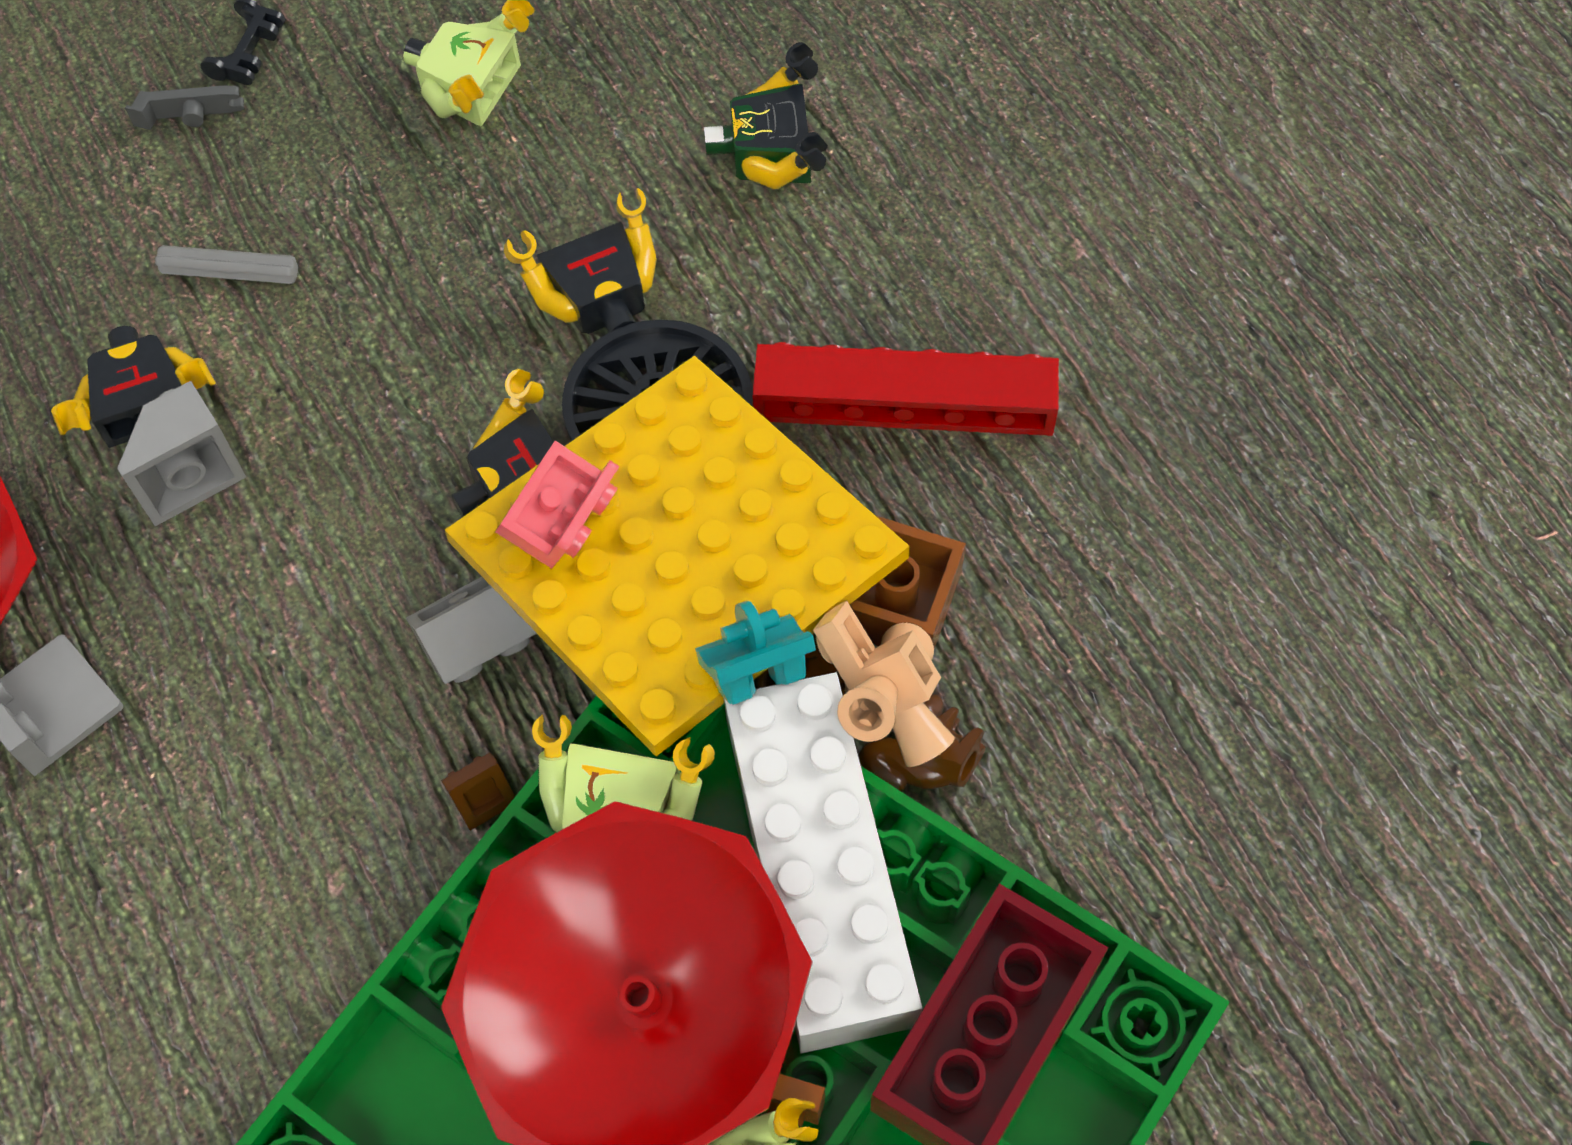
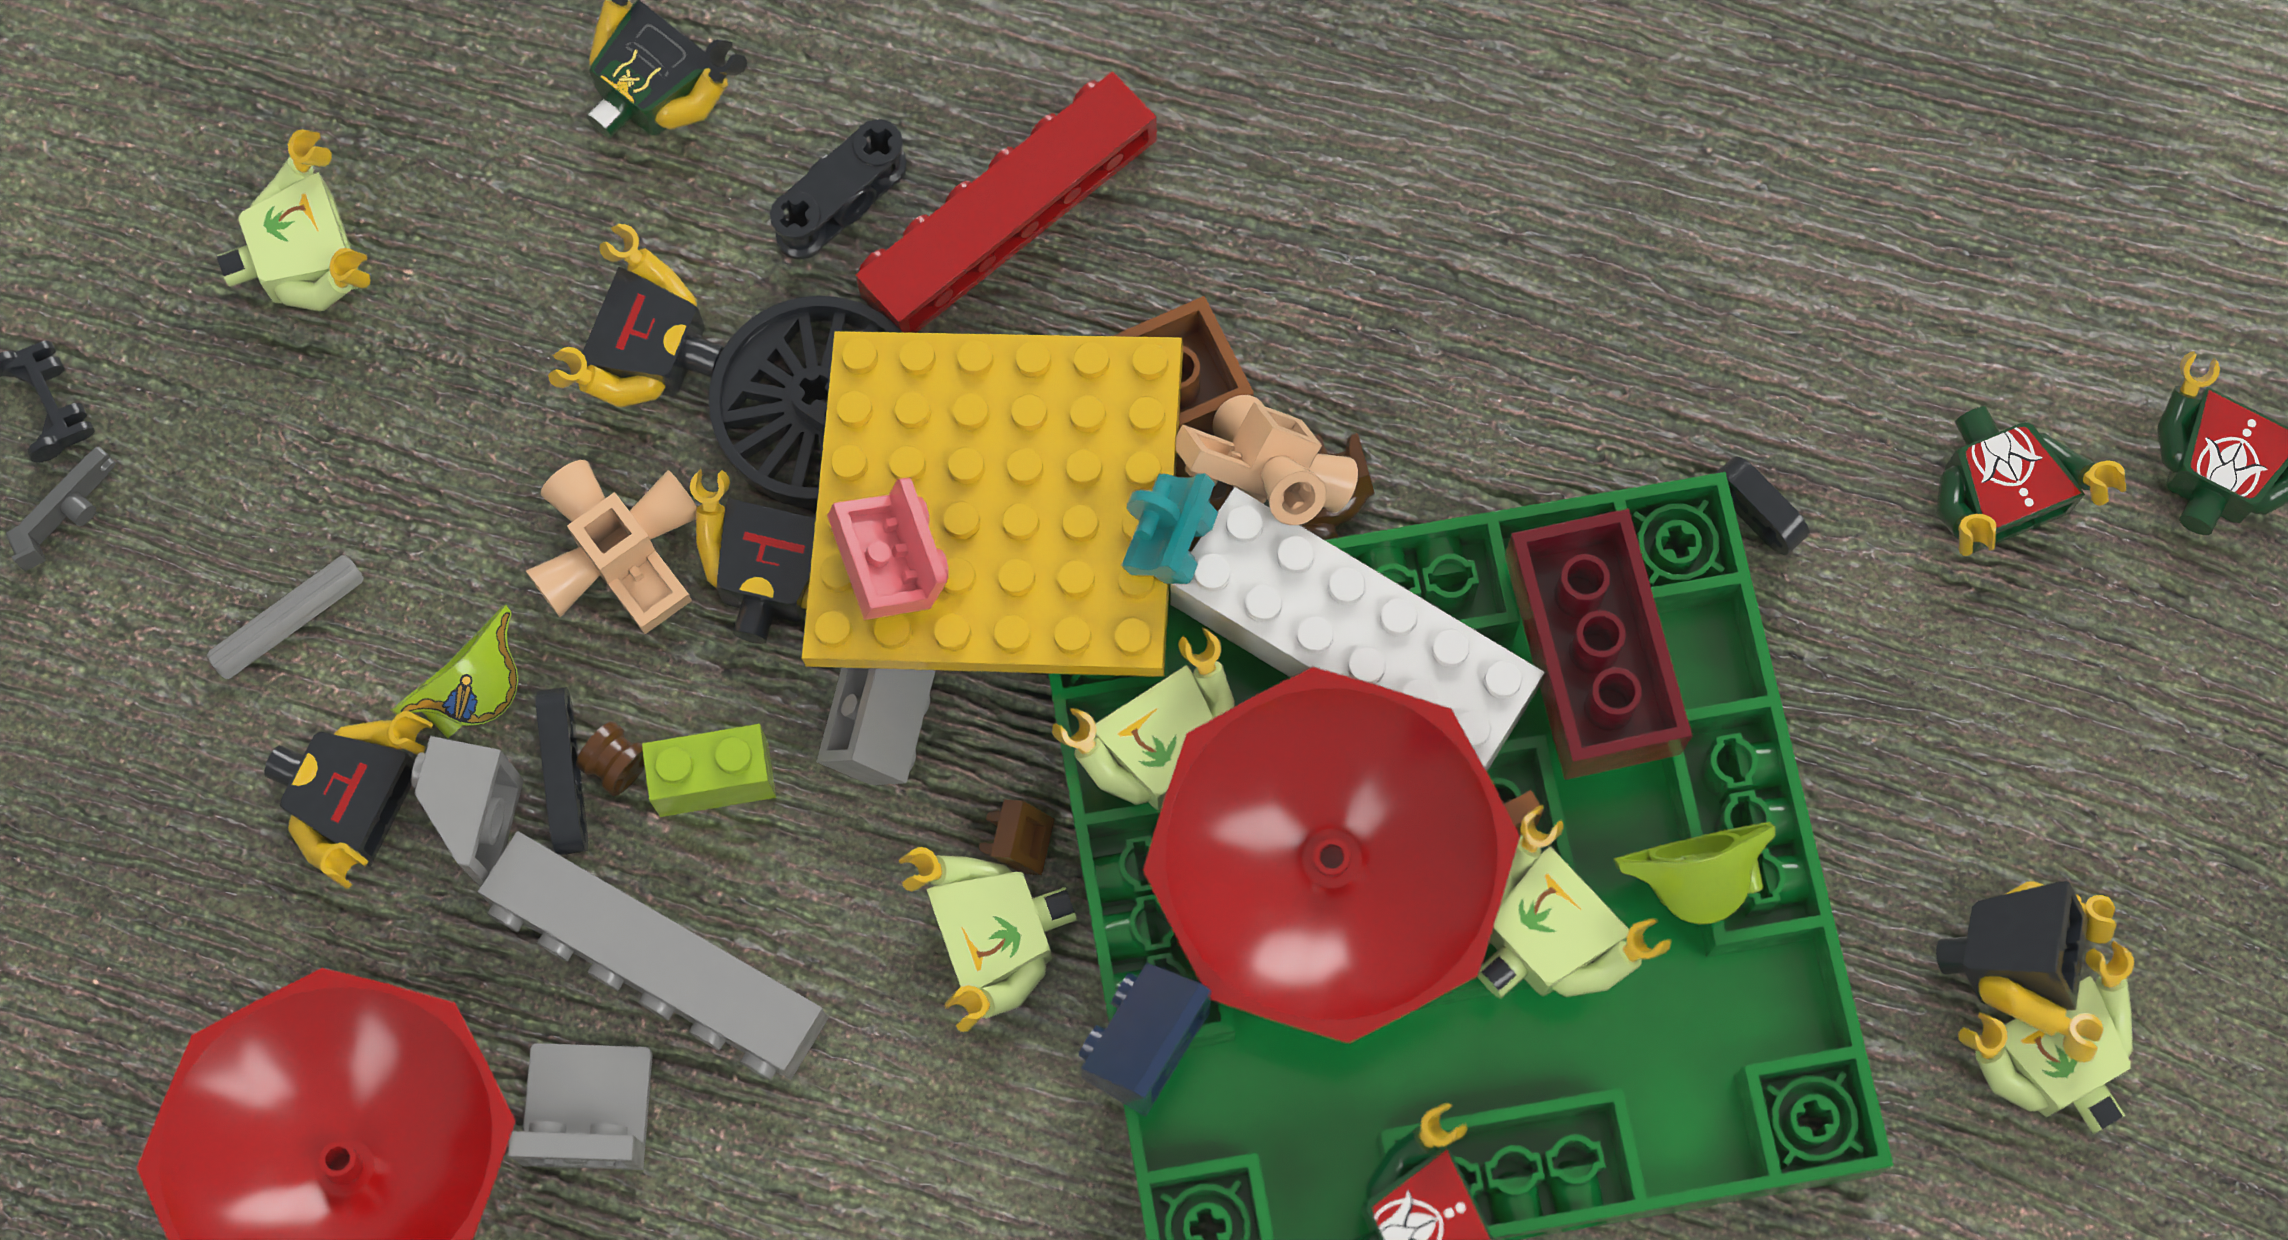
camera: 45 degrees left, 10 degrees up
(184, 653) = (653, 956): none -> light grey brick
(263, 487) = (560, 772): none -> black beam
(273, 388) = (472, 685): none -> lime hat
(299, 506) = (612, 758): none -> reddish brown wheel
(342, 565) = (708, 770): none -> lime brick
(375, 995) = (1145, 1037): none -> dark blue slope
(390, 832) = (989, 929): none -> yellowish green torso
(438, 380) = (615, 545): none -> light nougat brick
(809, 291) = (838, 189): none -> black piece
(1243, 1060) = (1764, 507): none -> black beam

